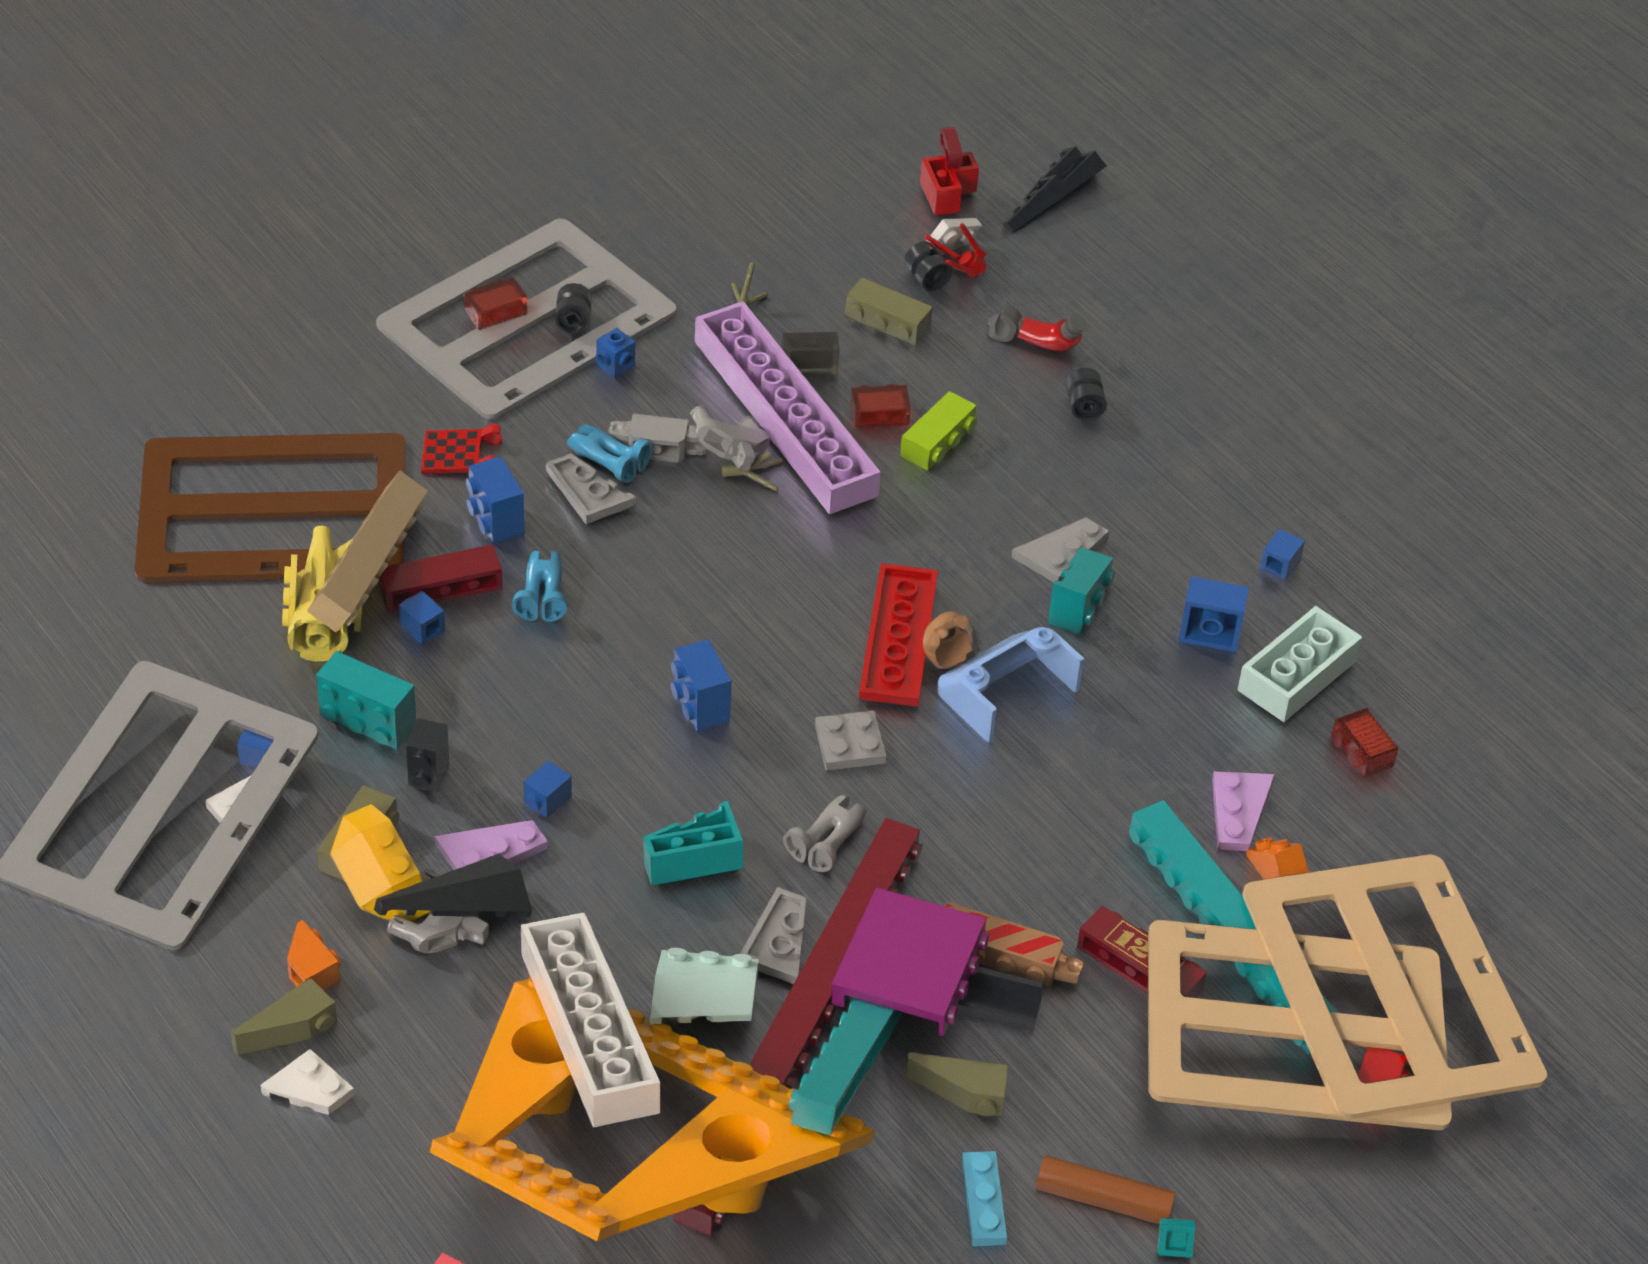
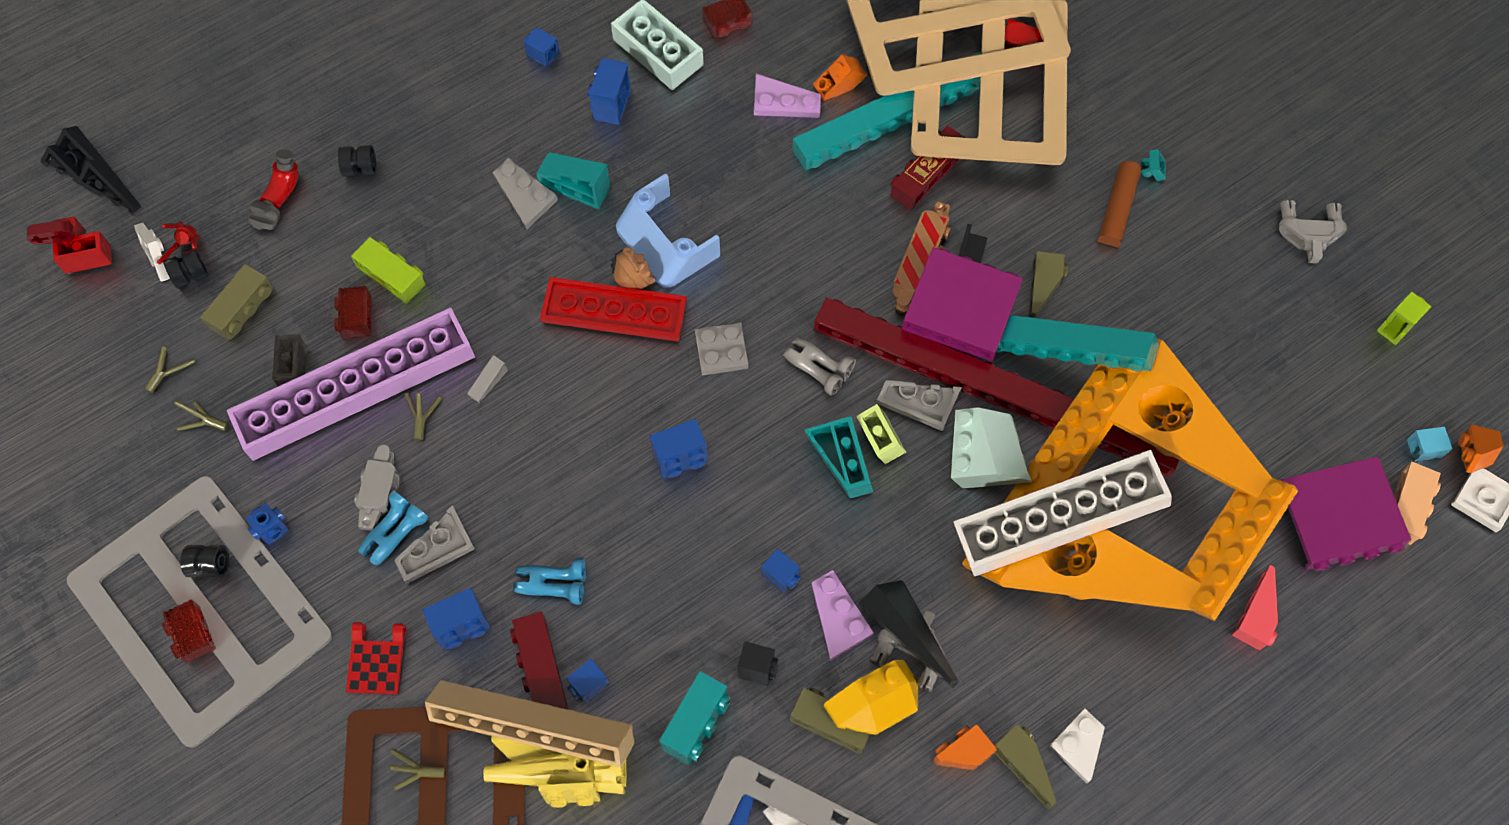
camera: 85 degrees left, 20 degrees up
(330, 485) = (421, 771): none -> olive plant
(726, 885) = (881, 434): none -> yellowish green brick
(729, 441) = (397, 424): light grey connector -> none
(799, 261) = (158, 375): none -> olive plant
(801, 526) = (487, 379): none -> light grey piece
(984, 1198) = (1132, 278): medium azure plate -> none

